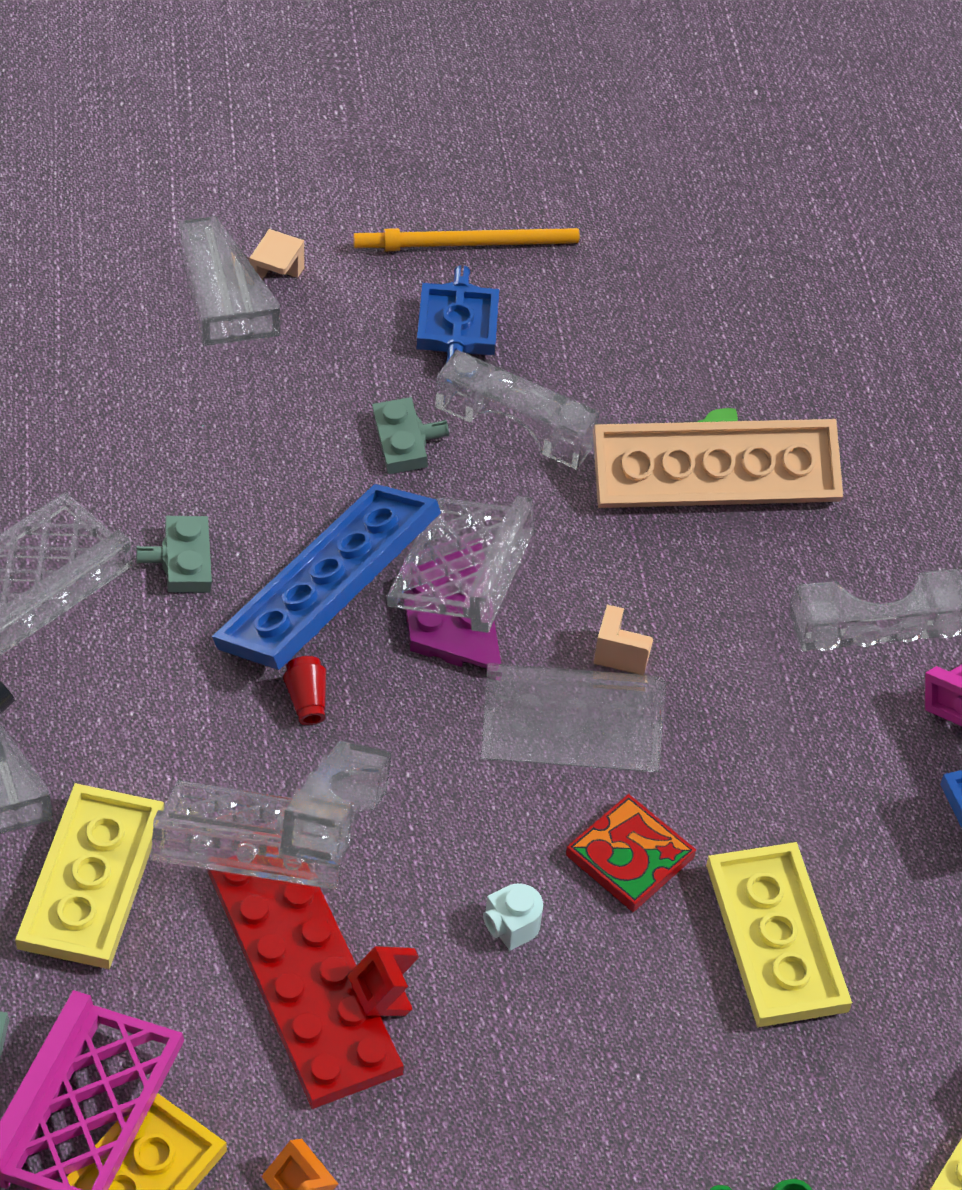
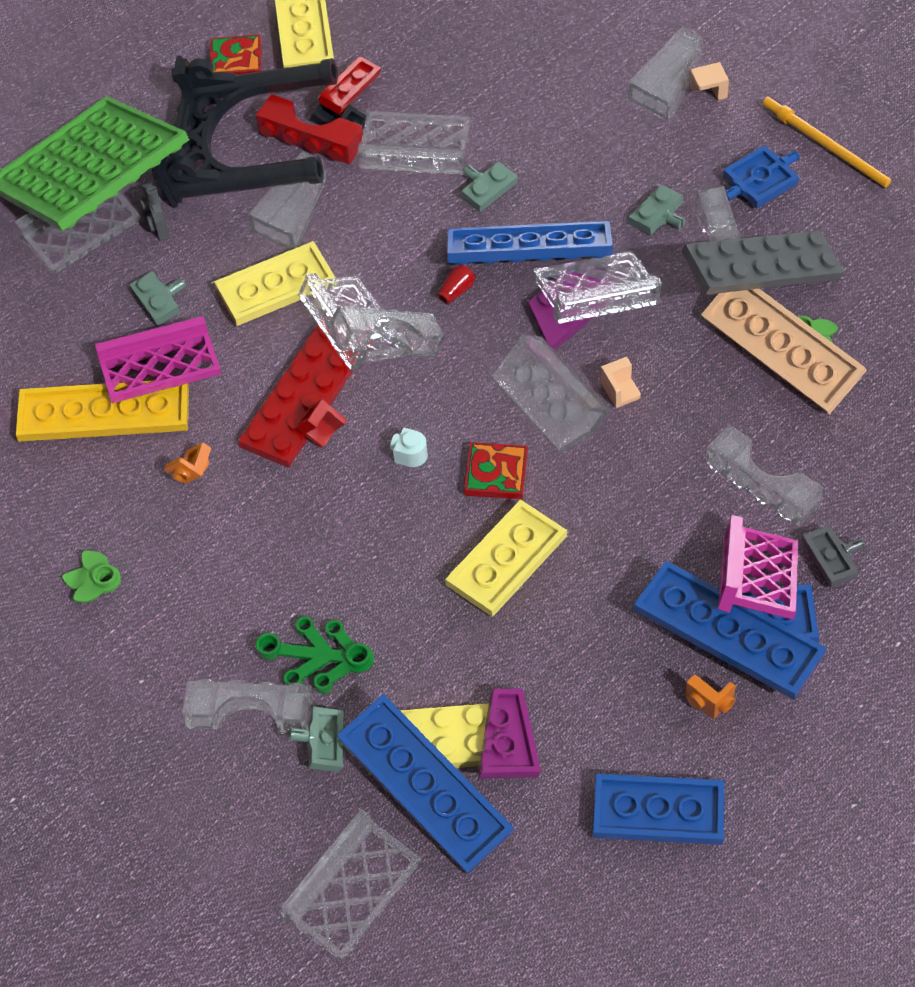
camera: 60 degrees right, 5 degrees up
(605, 395) = (762, 262): none -> dark grey plate

